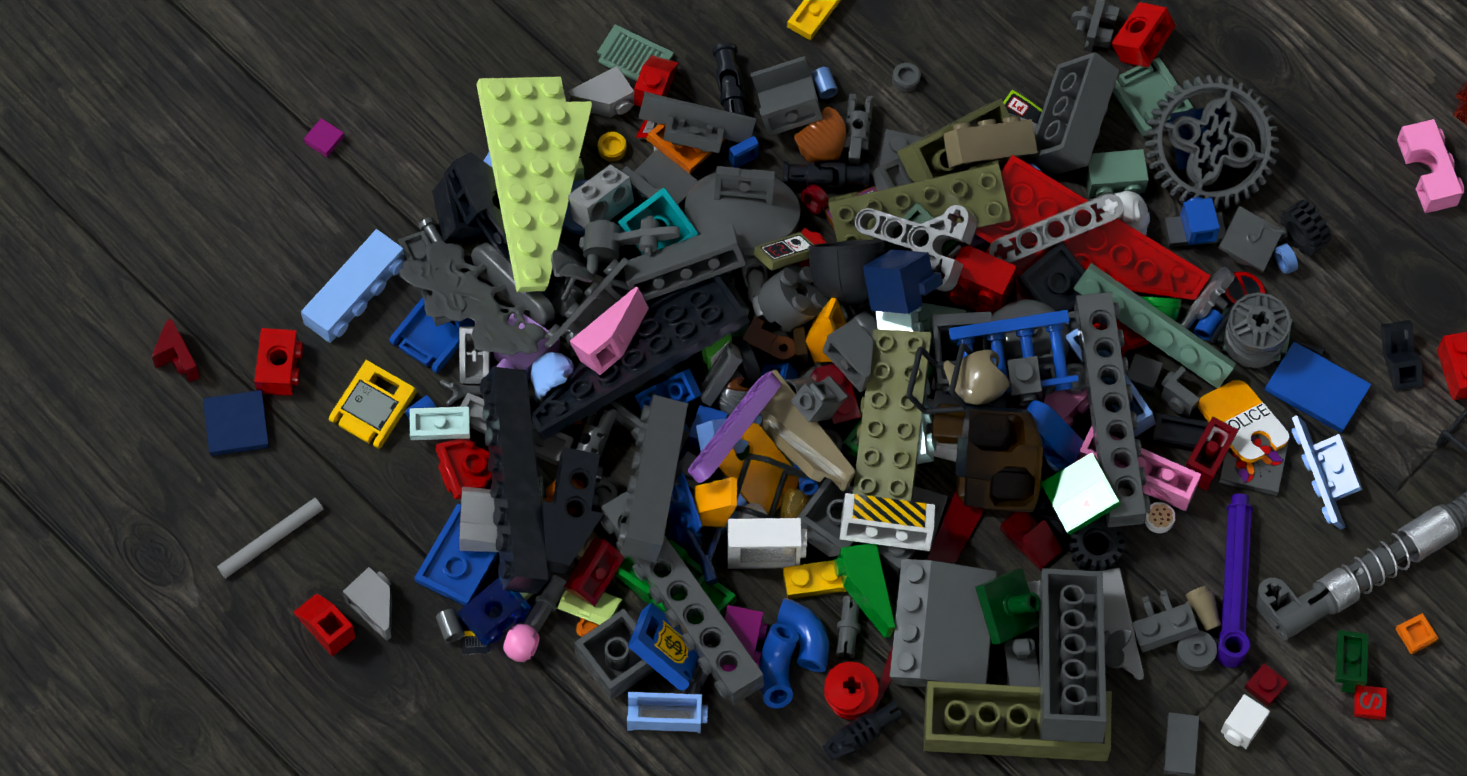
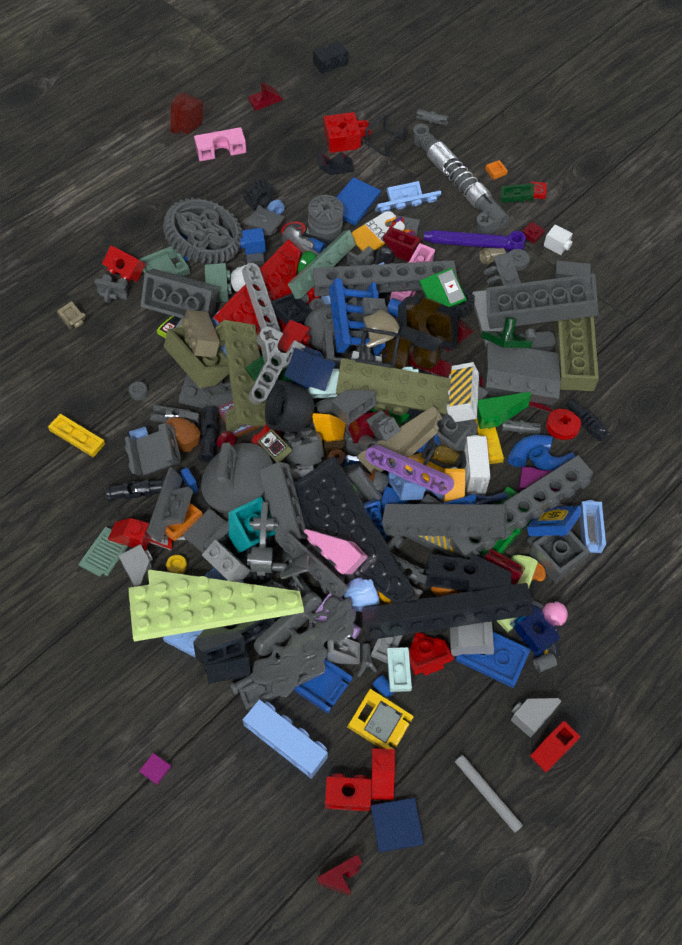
camera: 90 degrees left, 5 degrees down
(301, 404) = (382, 774): none -> red slope

